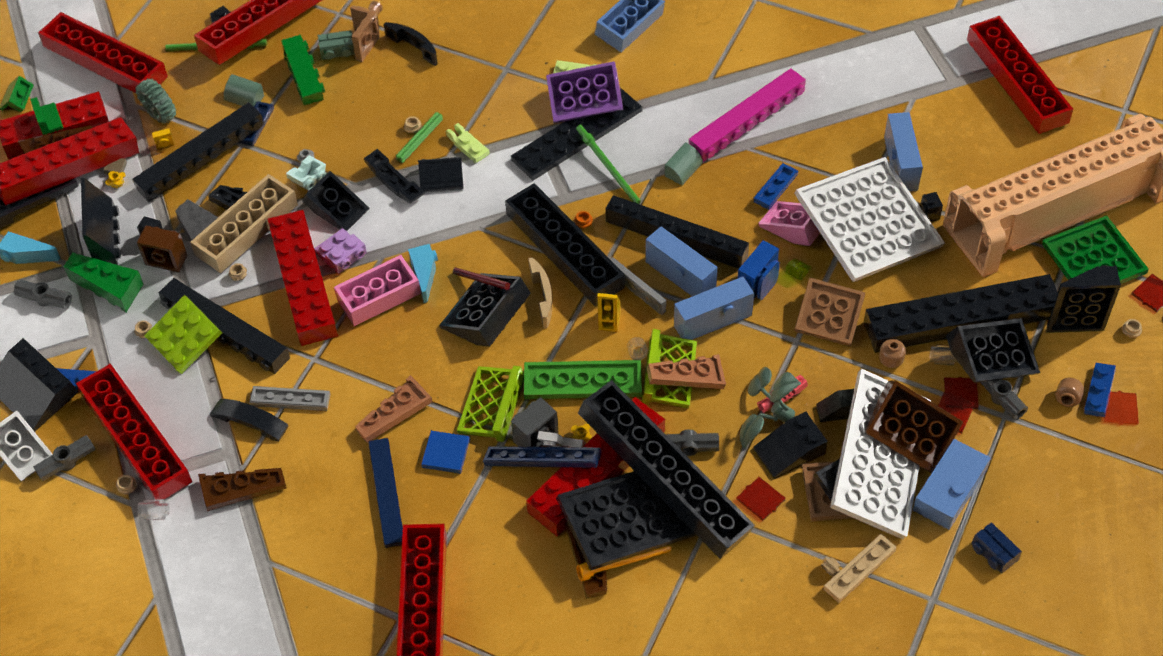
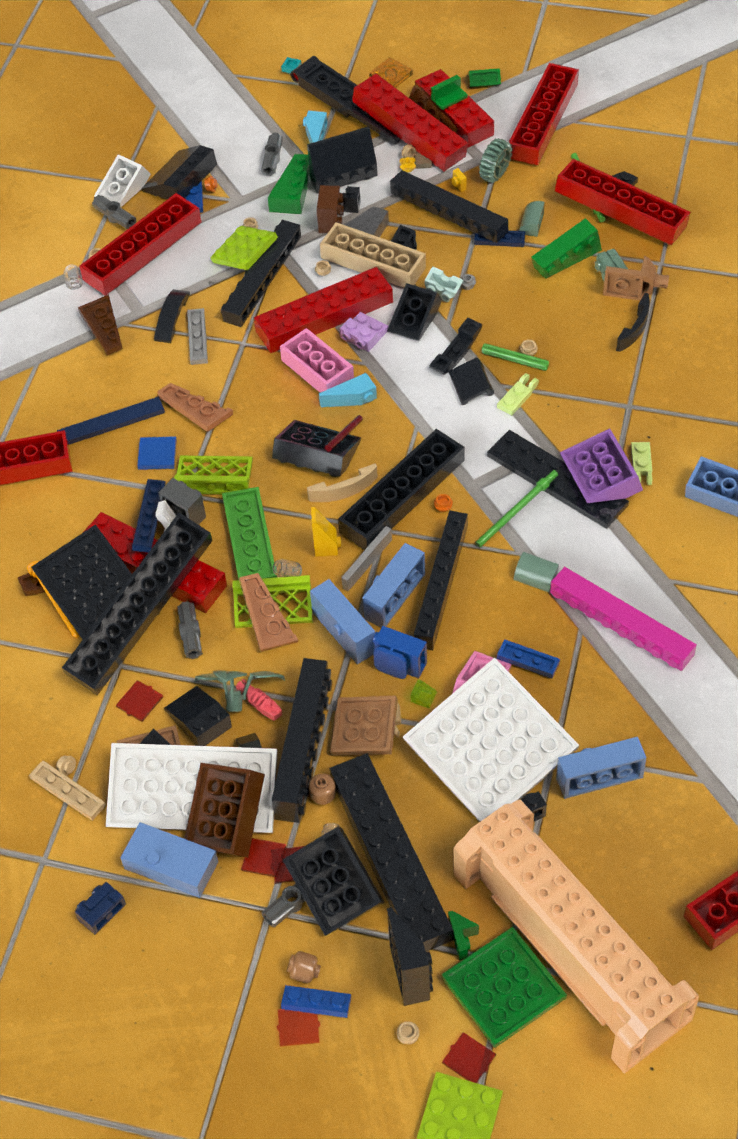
camera: 80 degrees right, 0 degrees up
(62, 357) = (210, 183): none -> orange plate
(98, 175) = (408, 151): none -> tan plate
(834, 355) = (301, 741): none -> black brick
(1057, 275) = (462, 930): none -> green slope

